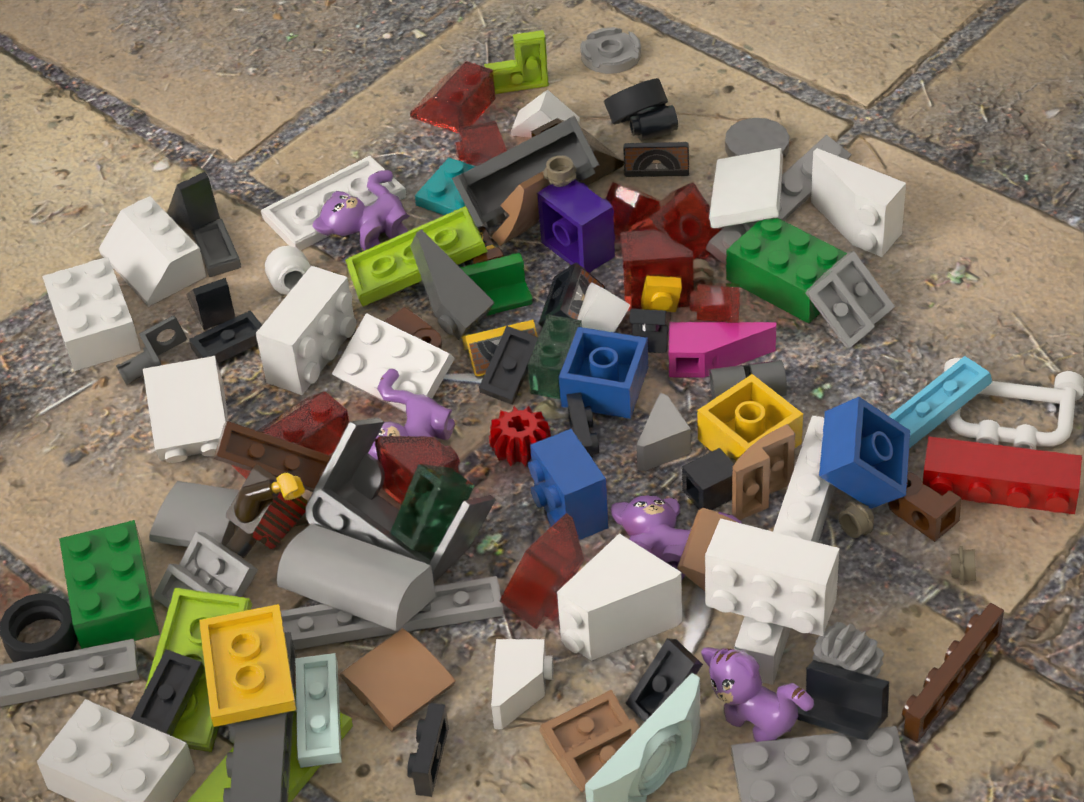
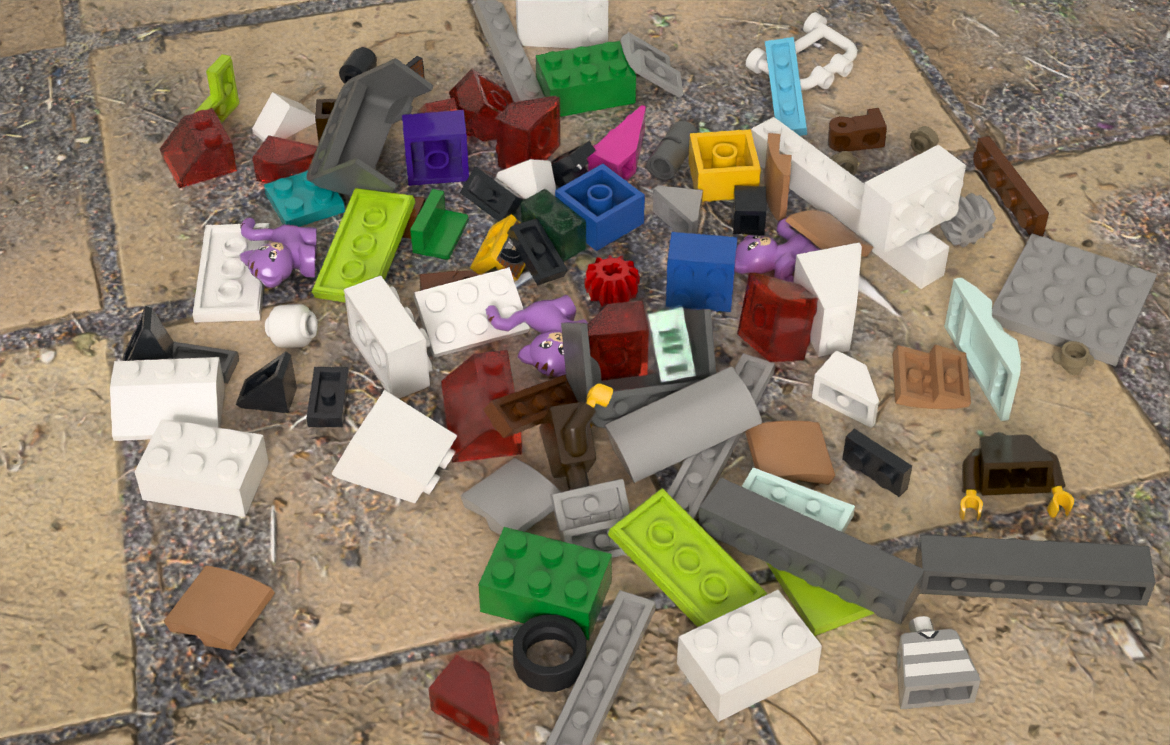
camera: 60 degrees left, 0 degrees up
(133, 368) = (298, 451): dark grey bracket -> none
(168, 692) = (711, 581): black plate -> none
(247, 665) = (745, 510): yellow plate -> none
(451, 292) = (433, 240): dark grey slope -> none
(522, 208) = (398, 155): medium nougat slope -> none
(560, 171) = (403, 112): dark tan plate -> none
(580, 421) = (639, 248): black plate -> none
(610, 50) = (248, 53): light grey tile -> none
(635, 99) = (336, 60): black tyre -> none
(661, 293) = (550, 143): yellow plate -> none
(662, 678) = (918, 314): black slope -> none
(716, 302) = (594, 119): clear red slope -> none
(739, 685) = (962, 262): medium lavender animal -> none
(746, 188) = (493, 53): white tile -> none
(756, 136) = (434, 36): flat silver tile -> none
(845, 700) = (998, 242): black panel -> none
(865, 453) = (821, 121): blue brick -> none
(1003, 474) = (866, 85): red brick -> none

